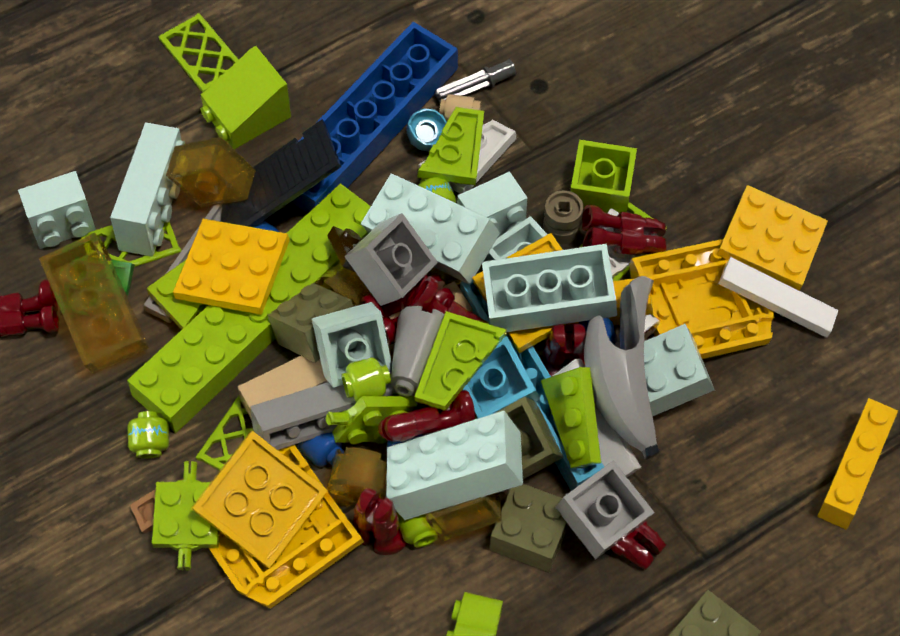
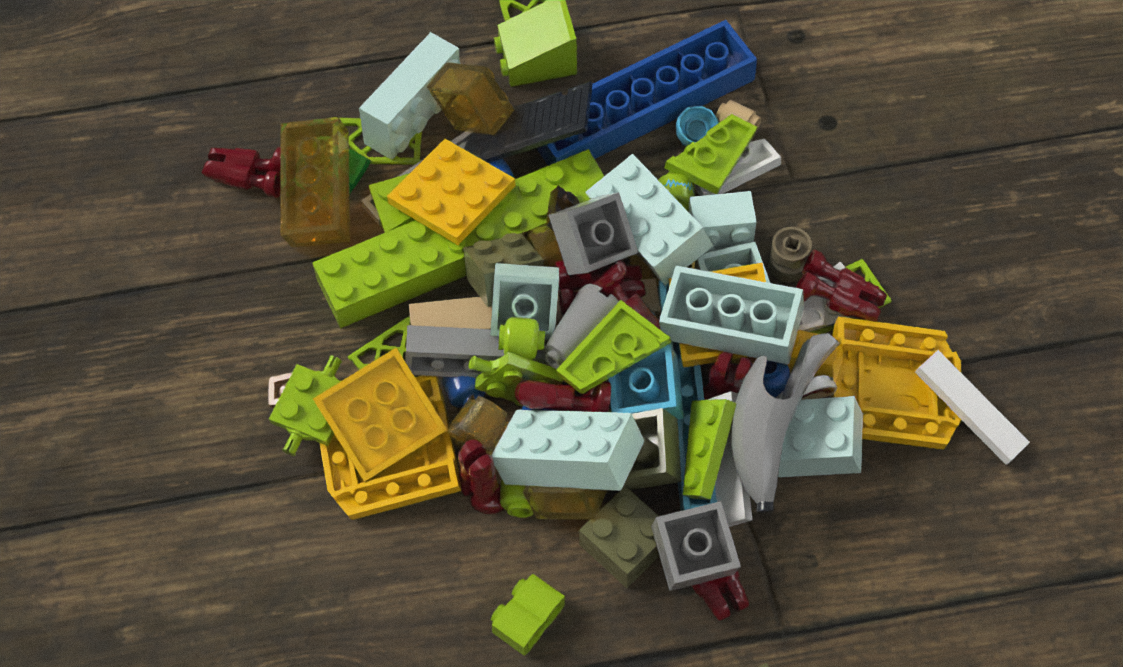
camera: 25 degrees right, 0 degrees up
(57, 210) = (321, 87): light aqua brick -> none
(148, 435) = (312, 320): lime head -> none
(477, 81) = (769, 97): axle -> none
(603, 175) = (847, 228): lime brick -> none
(773, 237) = (994, 346): yellow plate -> none
(857, 464) = (978, 599): yellow brick -> none

